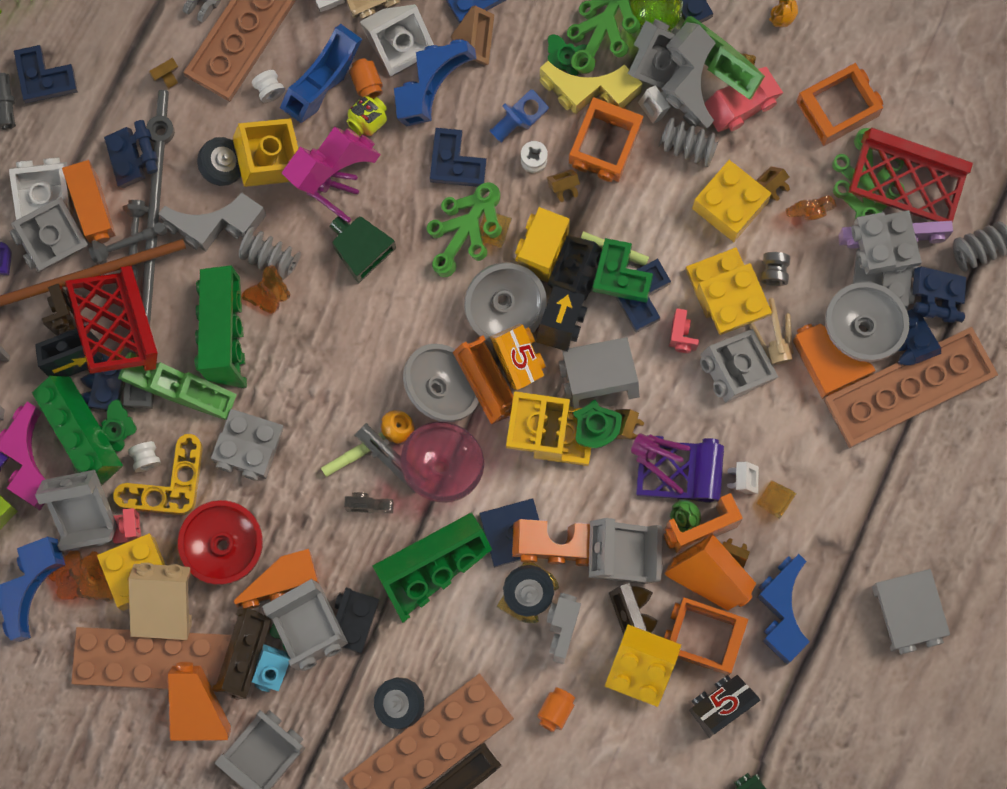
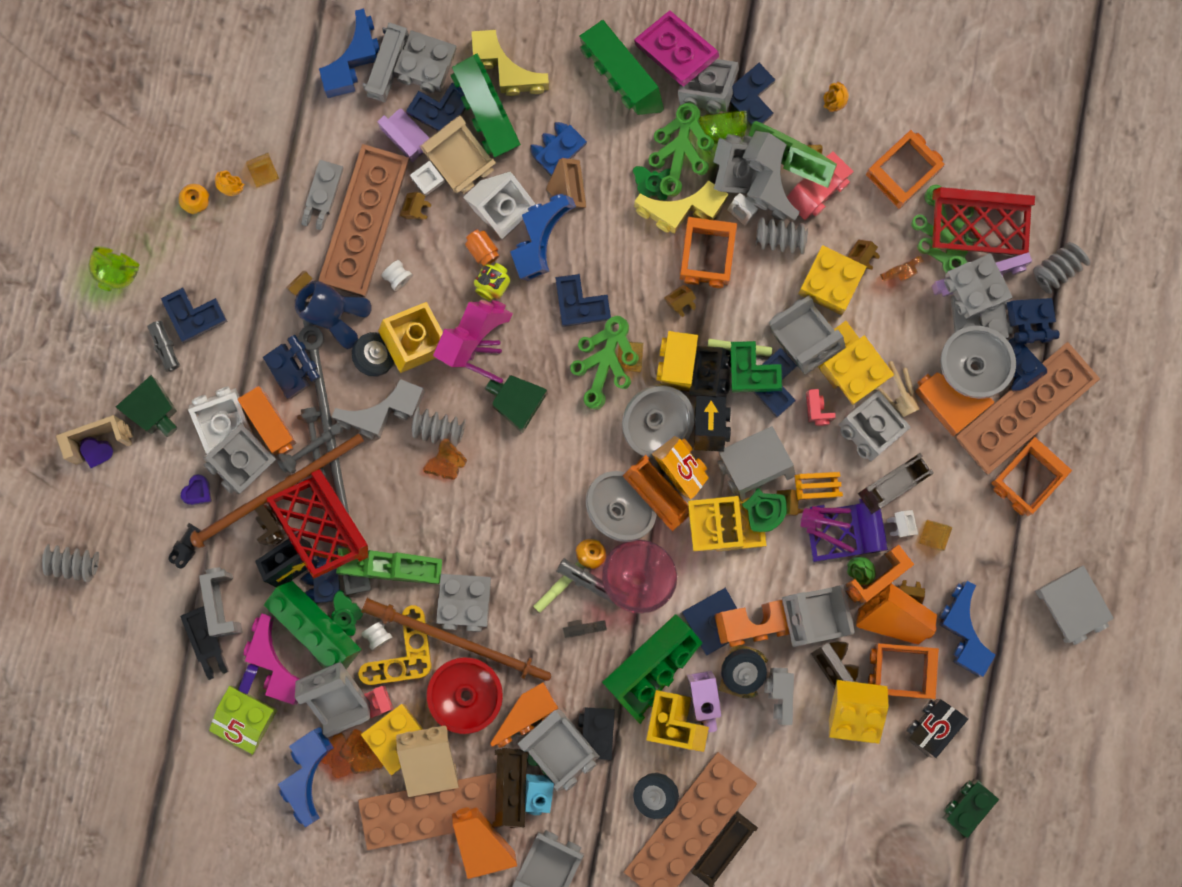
camera: 15 degrees left, 5 degrees up
(162, 436) = (389, 614): none -> dark orange bar
(182, 97) = (327, 308): none -> dark blue piece
(220, 327) = (412, 503): green wedge -> none
(304, 19) = (412, 206): none -> pearl gold tile
(327, 71) = (444, 253): blue arch -> none
(435, 630) = (670, 725): none -> yellow brick
(478, 599) = (703, 690): none -> lavender torso
(517, 117) = (624, 249): blue bracket -> none
(532, 162) = (645, 286): white wheel -> none
(556, 709) = (792, 767): orange brick -> none
(680, 417) = (834, 484): none -> light orange tile
(688, 250) = (806, 335): none -> light grey panel
(745, 431) = (895, 483): none -> container
(775, 268) = (885, 331): flat silver wheel -> none
(918, 445) = (1044, 456): none -> orange window

